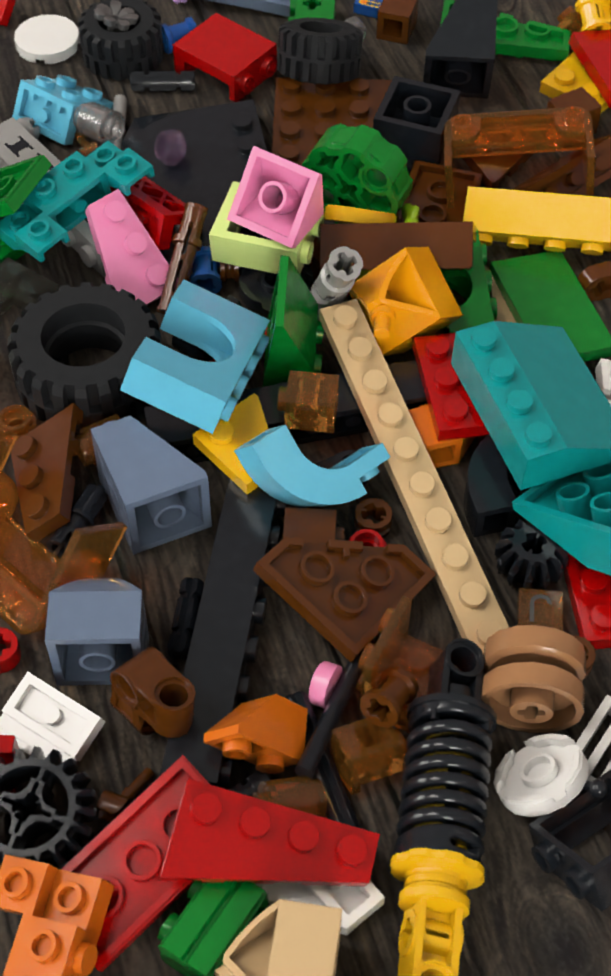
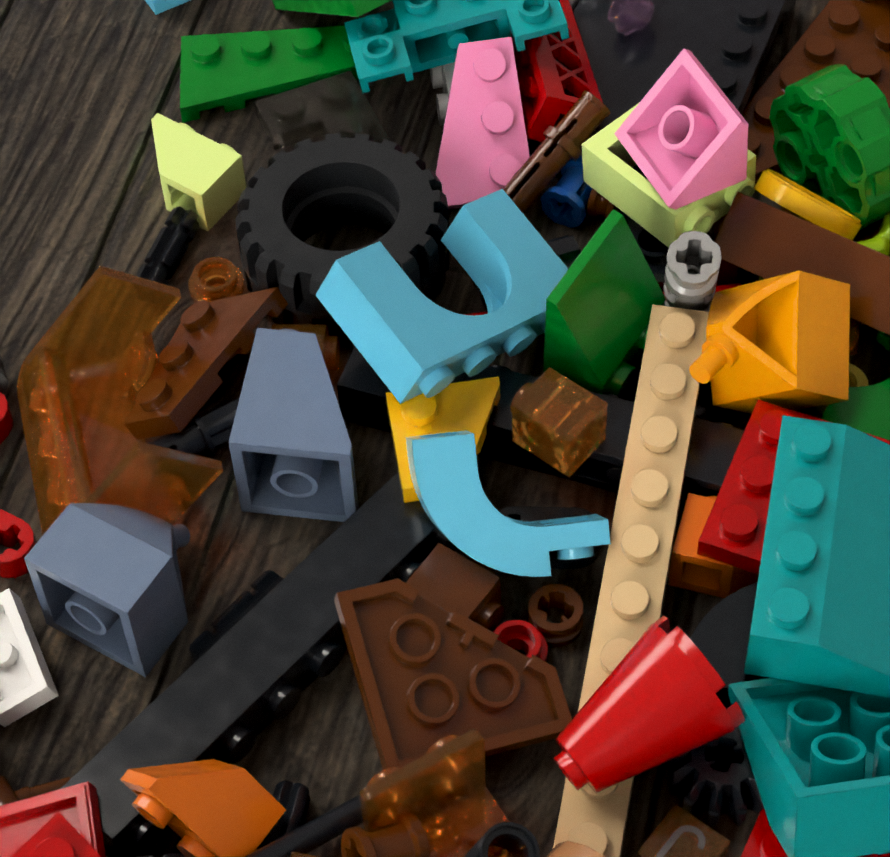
camera: 35 degrees right, 0 degrees up
(146, 690) = (113, 691): reddish brown piece -> none
(323, 683) = (334, 787): bright pink tile -> none
(487, 534) = (646, 712): none -> red cone

